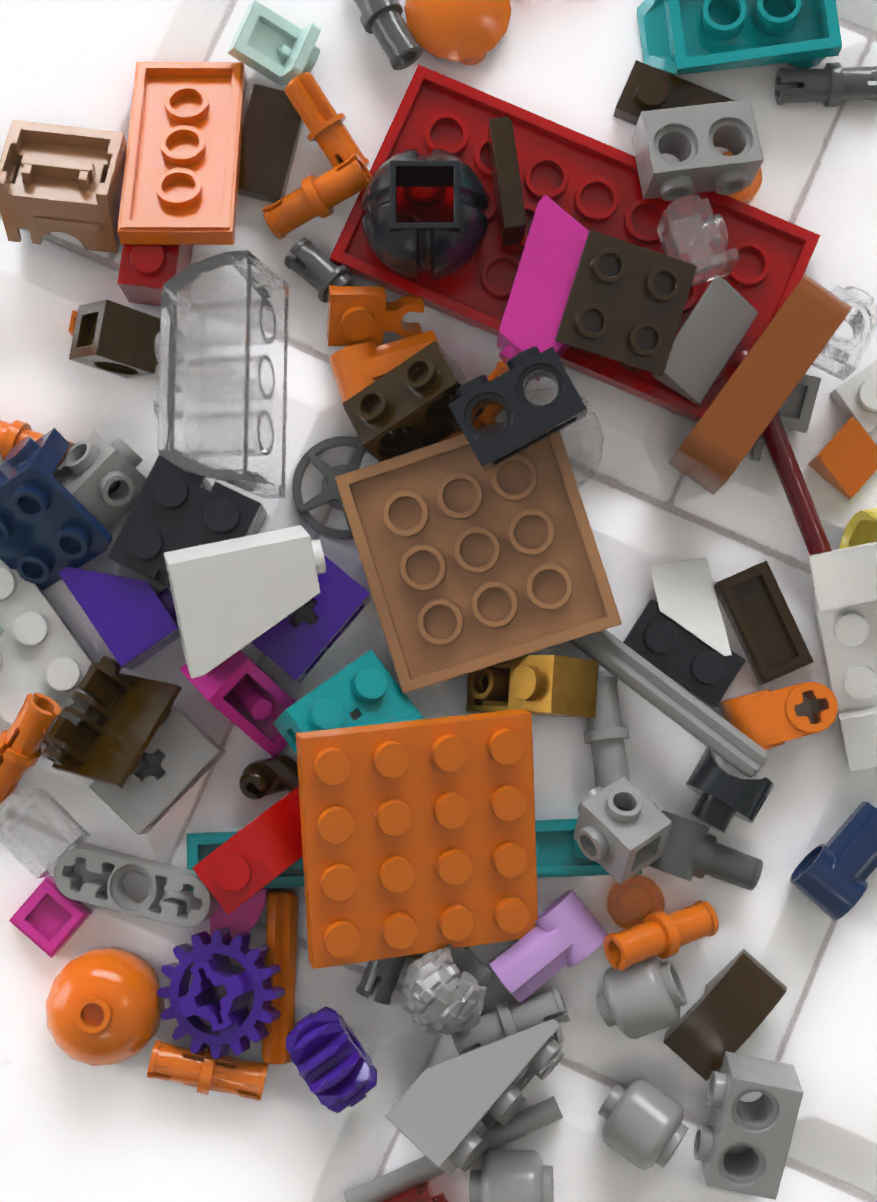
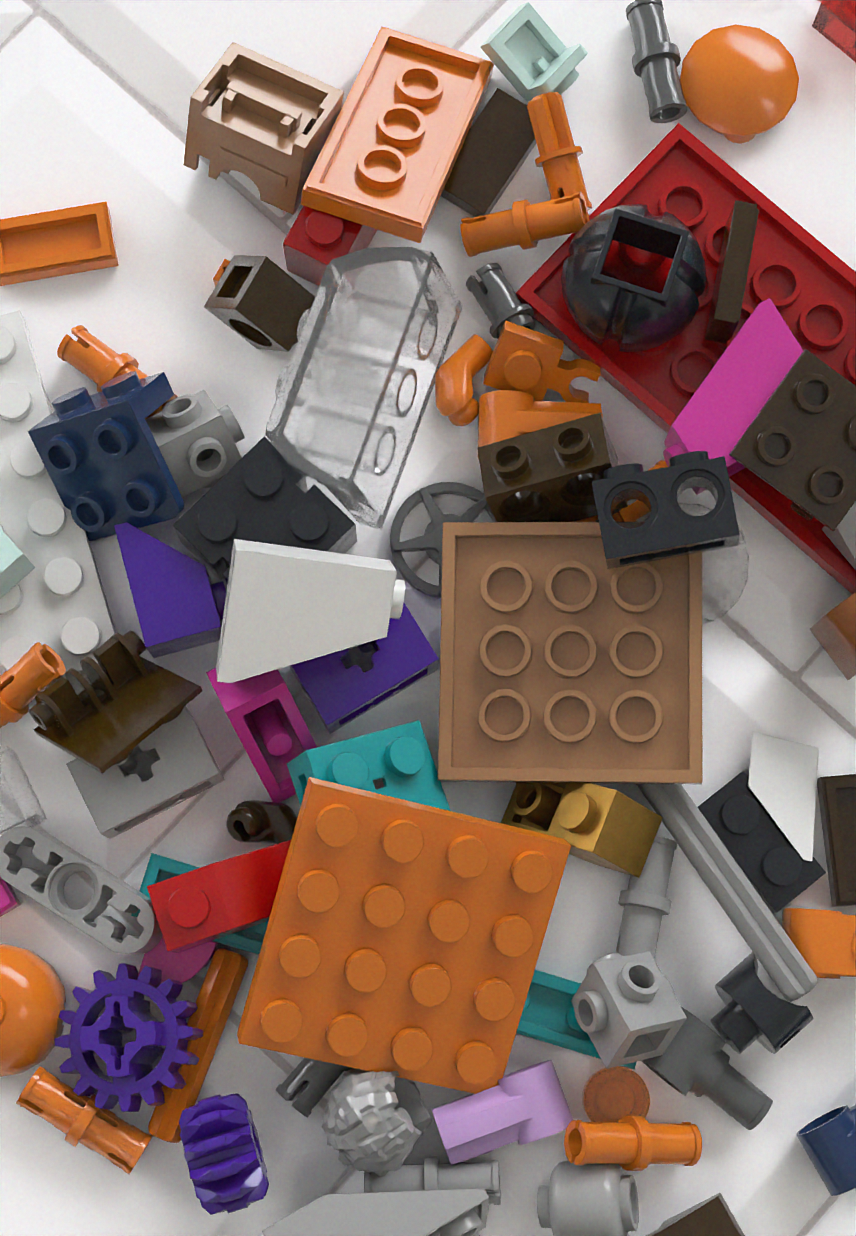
camera: 20 degrees right, 5 degrees down
(304, 351) = (455, 383): none -> orange arm

